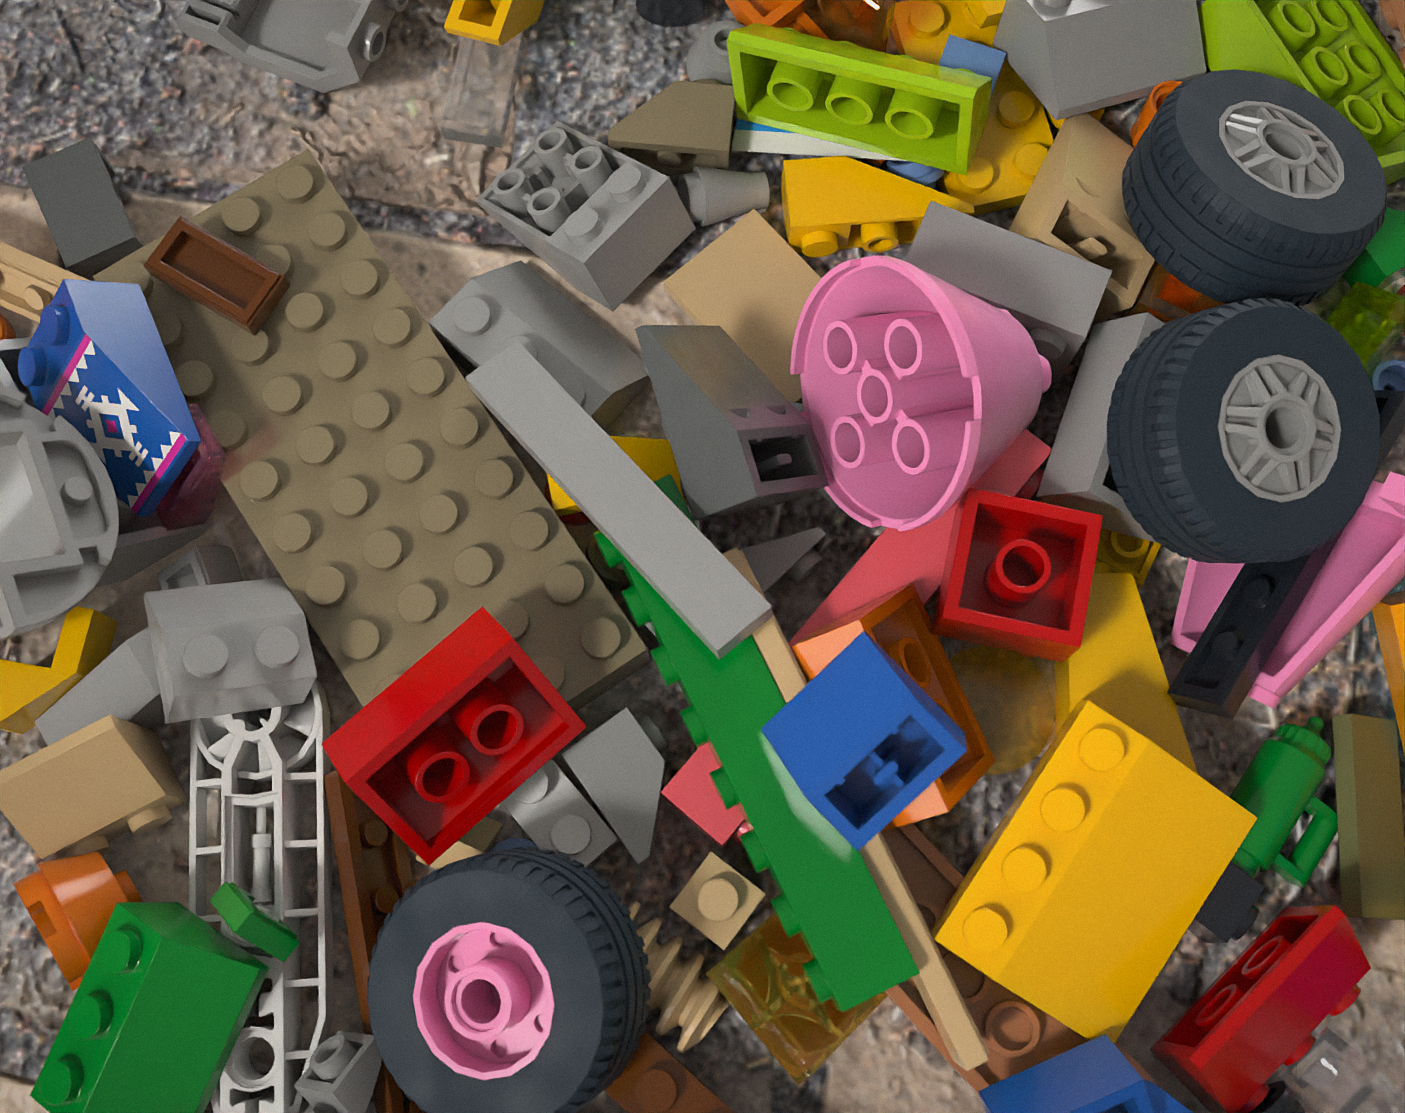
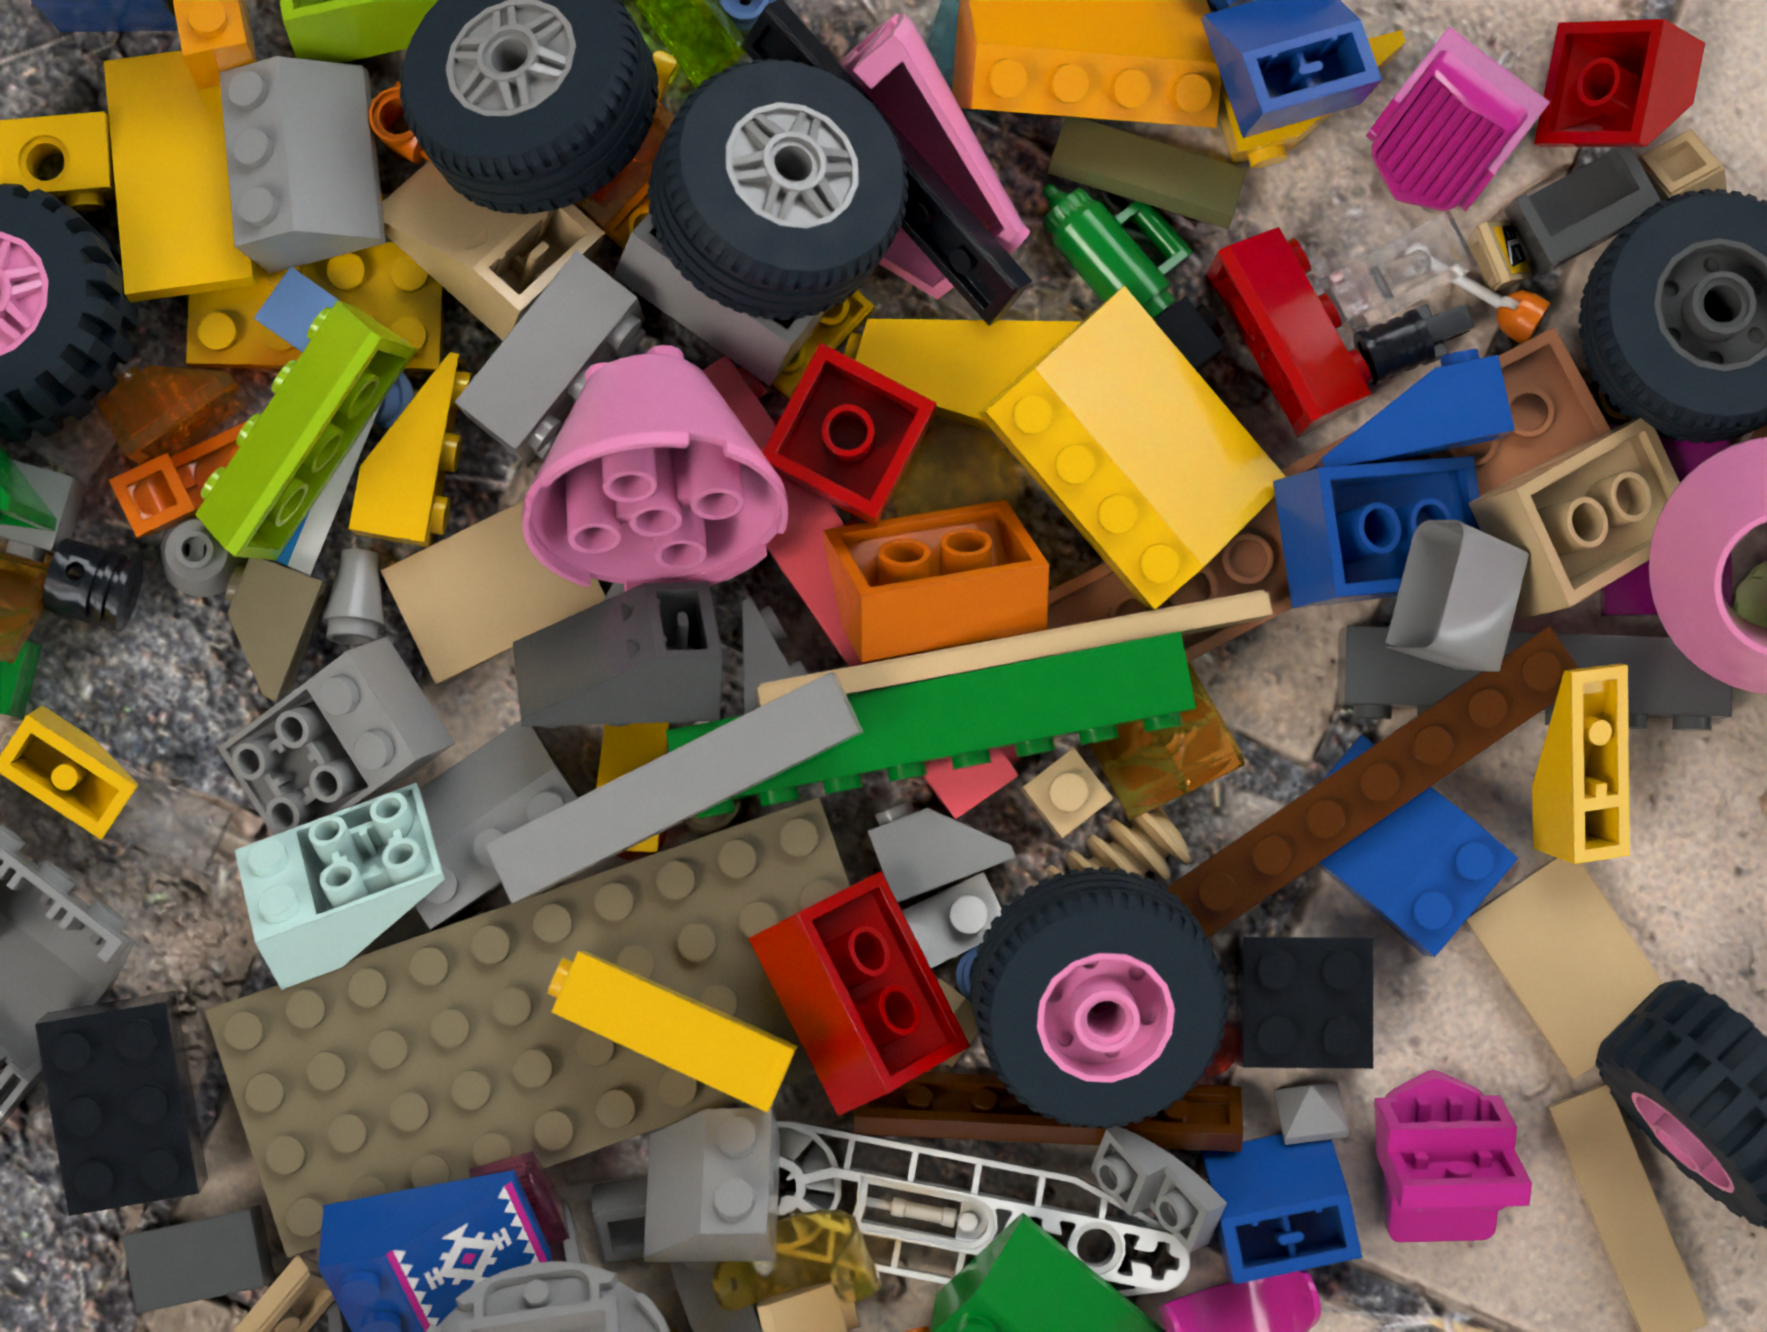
camera: 75 degrees left, 10 degrees up
(190, 752) = (809, 1251): none -> clear yellow piece
(212, 109) = (121, 1103): none -> black brick
(217, 275) = (330, 1127): reddish brown tile -> none
(253, 925) = (976, 1219): green tile -> none
(370, 563) = (672, 1028): none -> yellow slope
(448, 225) = (337, 883): none -> light aqua slope
(863, 740) = (971, 624): blue slope -> none

